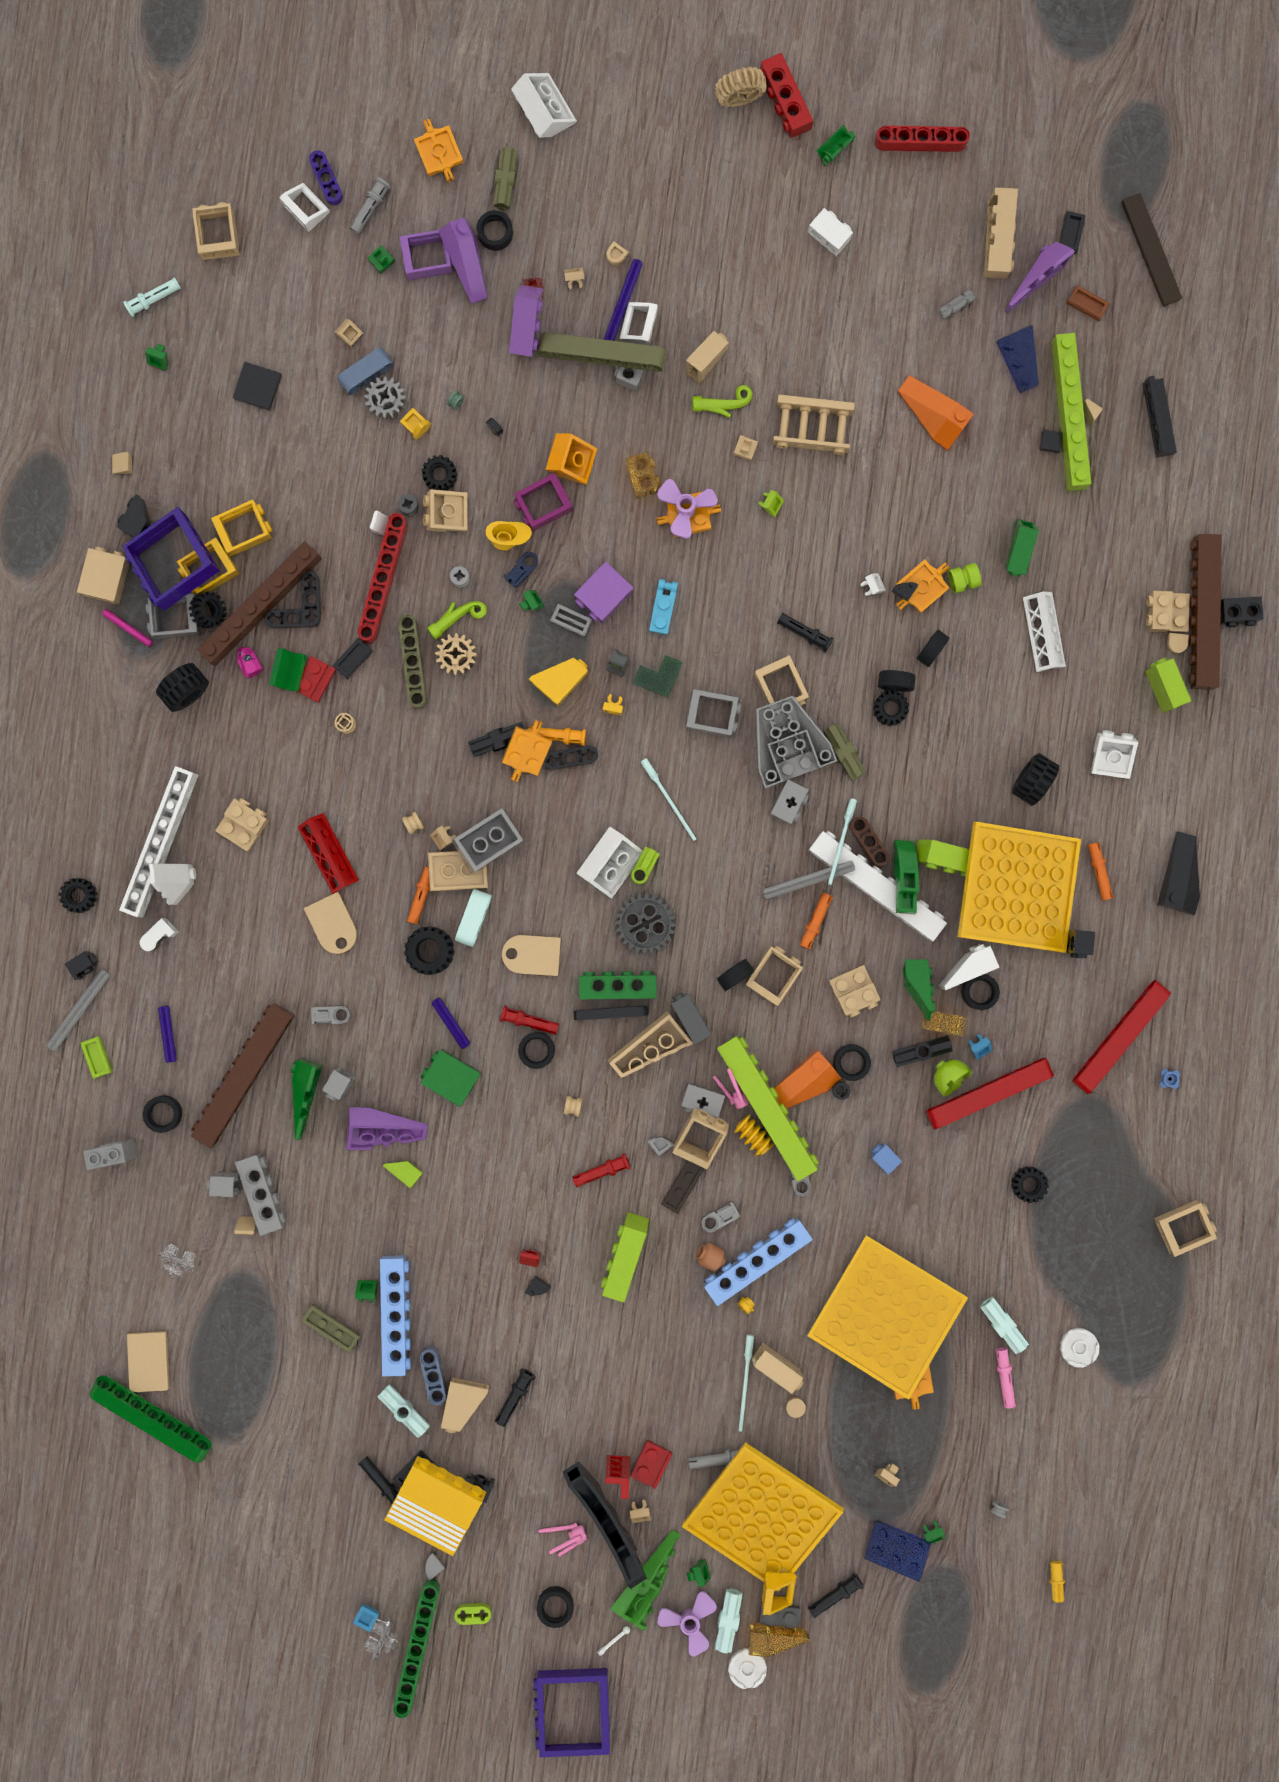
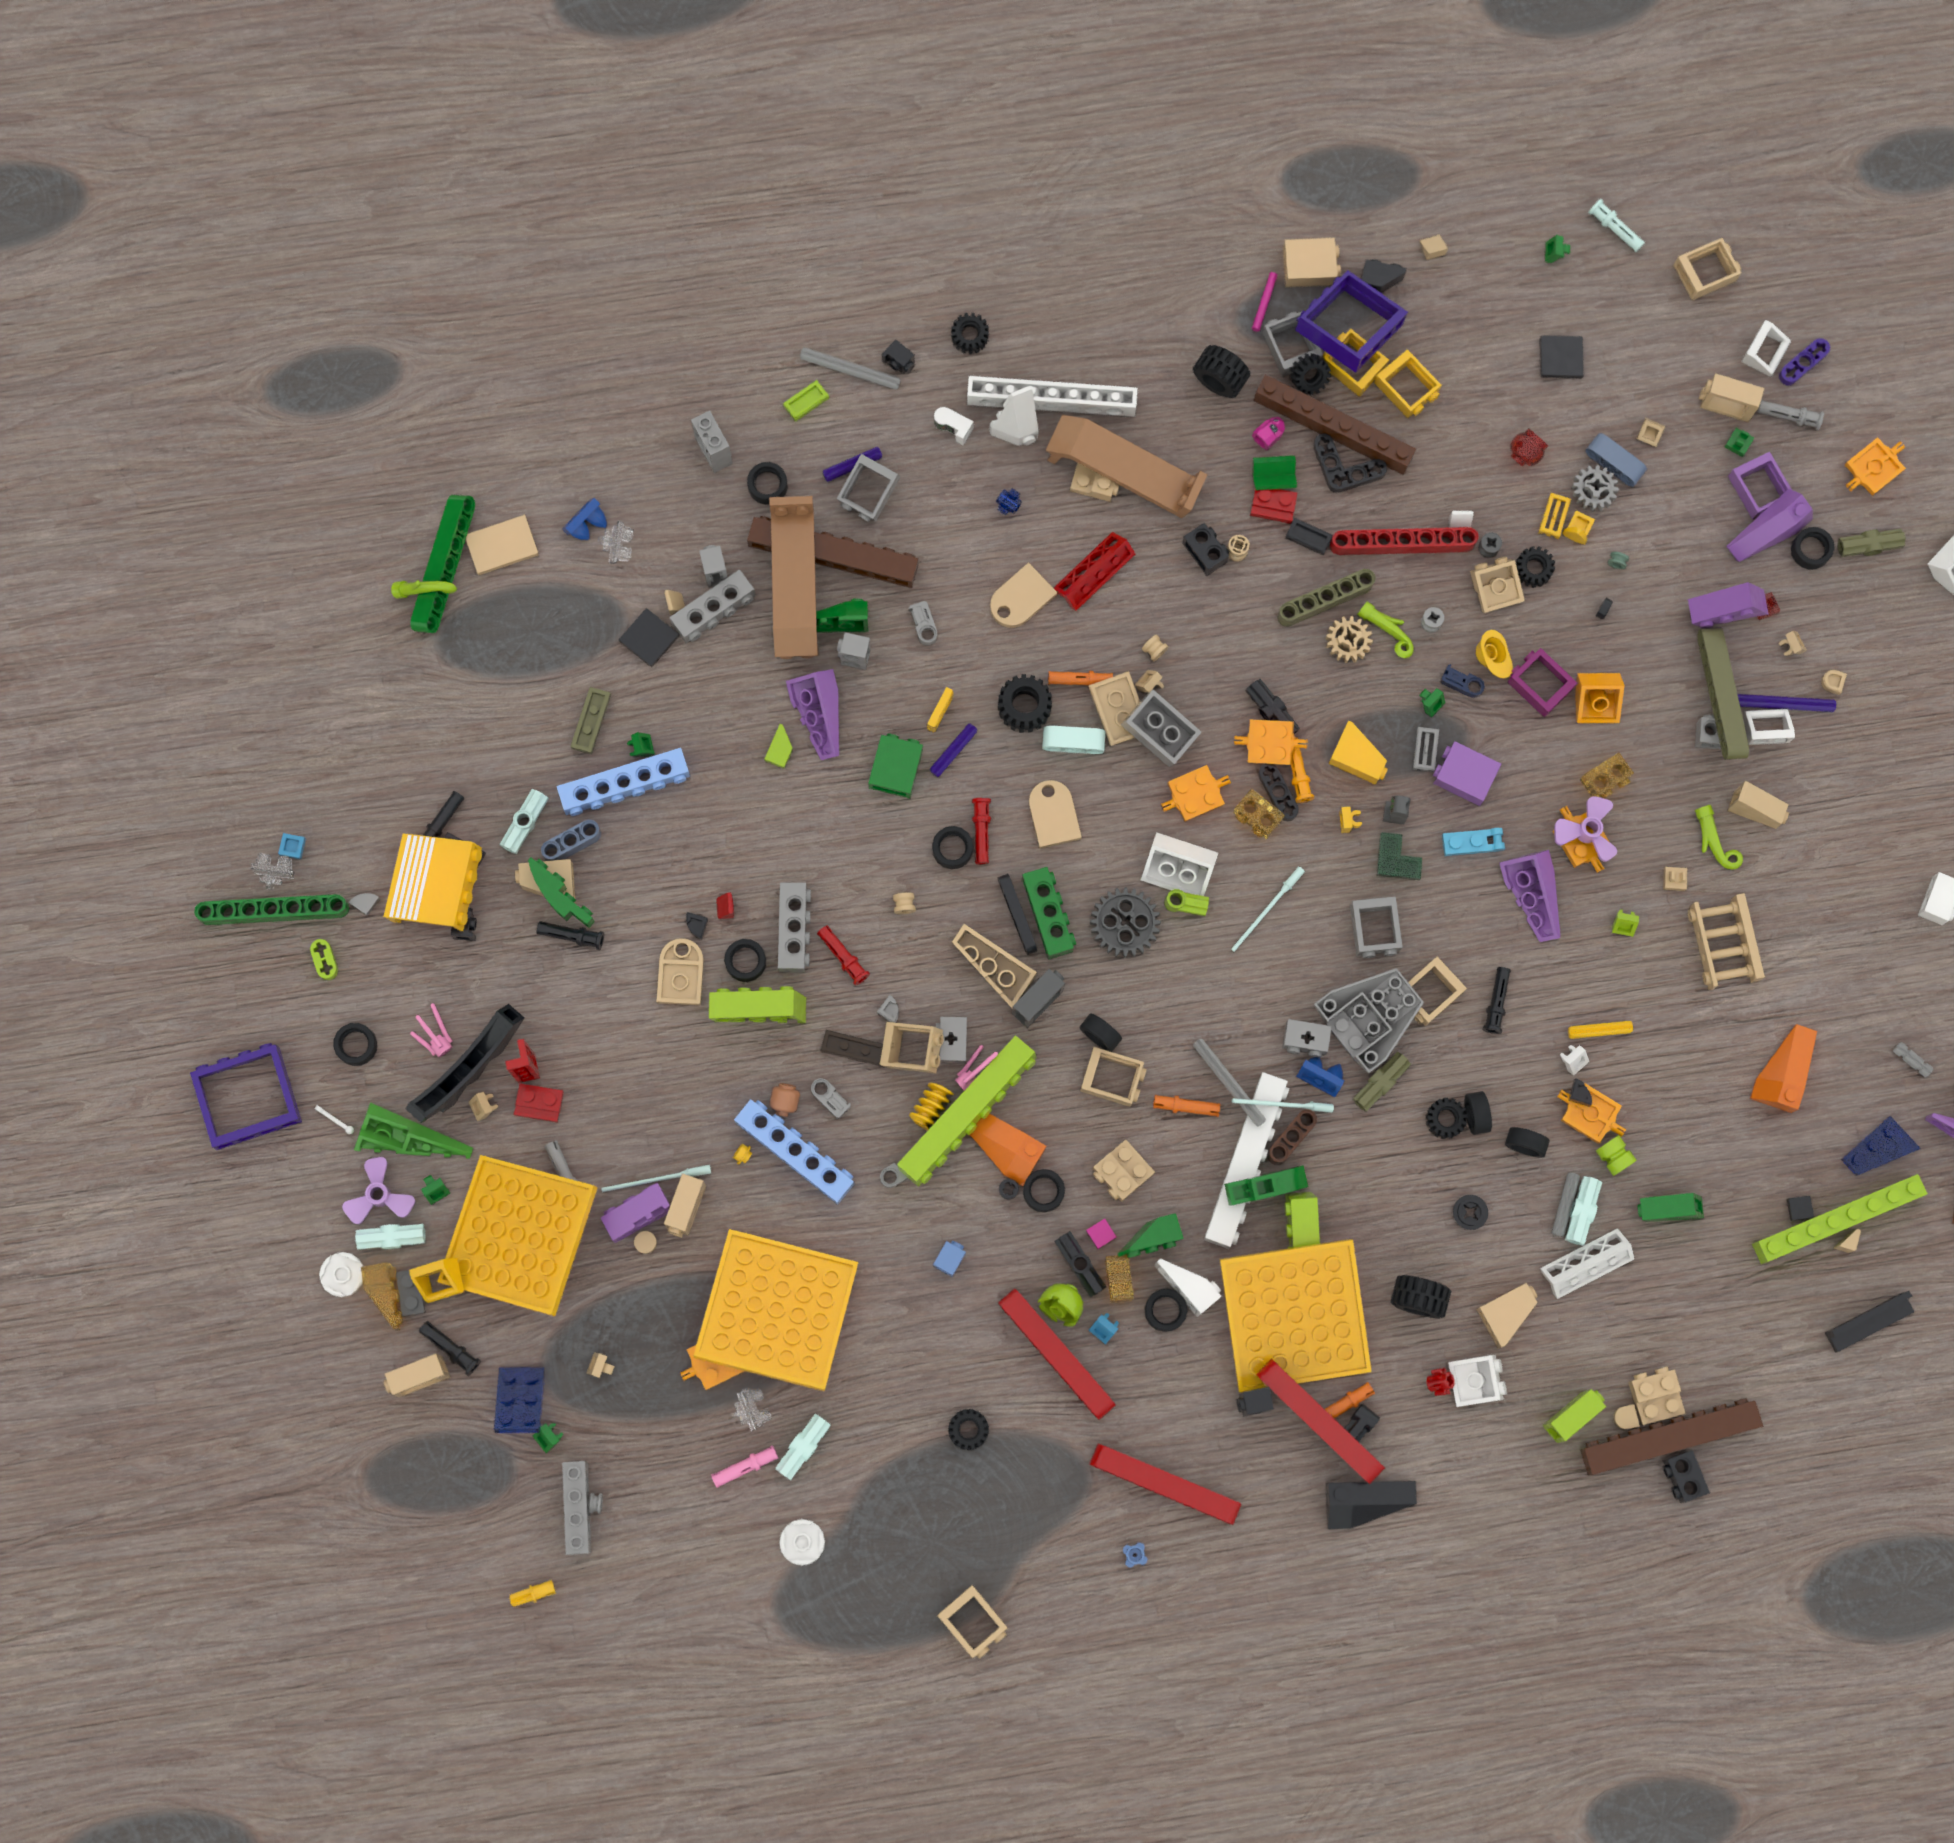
camera: 70 degrees right, 10 degrees down
(142, 1276) = (590, 512): none -> blue tile
(164, 1458) = (403, 589): none -> lime plant
(204, 1048) = (862, 462): none -> light grey window
(241, 797) = (1125, 464): none -> medium nougat panel
(243, 908) = (1008, 501): none -> clear blue gear
(257, 1118) = (793, 577): none -> medium nougat panel
(271, 1256) = (649, 637): none -> black tile
(332, 443) = (1528, 448): none -> clear red piece
(339, 756) = (1200, 551): none -> black brick
(340, 252) = (1731, 397): none -> tan window
(411, 449) = (1550, 532): none -> yellow tile
(412, 1024) = (940, 710): none -> yellow tile
(474, 1407) = (553, 888): none -> green slope
(536, 1204) = (788, 894): none -> light grey brick
(551, 828) = (1195, 793): none -> light orange plate
(574, 1268) = (734, 947): none -> black tyre
(578, 1313) = (679, 975): none -> tan tile
(582, 776) = (1263, 809): none -> clear yellow brick
(717, 568) = (1534, 886): none -> medium lavender wedge
(770, 1409) = (636, 1213): none -> medium lavender wedge
(830, 796) = (1327, 1081): none -> blue tile
(854, 554) = (1600, 1029): none -> yellow axle
(854, 1632) = (416, 1375): none -> tan window
(901, 1025) = (1101, 1233): none -> dark pink tile
(969, 1358) = (748, 1411): none -> clear hips
(976, 705) = (1480, 1213): none -> black gear
(990, 633) = (1565, 1204): none -> light grey axle
(1001, 620) = (1583, 1210): none -> light aqua piece
(1005, 1529) = (576, 1507): none -> light grey brick
(1066, 710) = (1507, 1313): none -> tan slope
(1106, 785) = (1440, 1381): none -> red gear
(1112, 895) = (1320, 1421): none -> red beam
(1119, 860) = (1362, 1422): none -> black piece

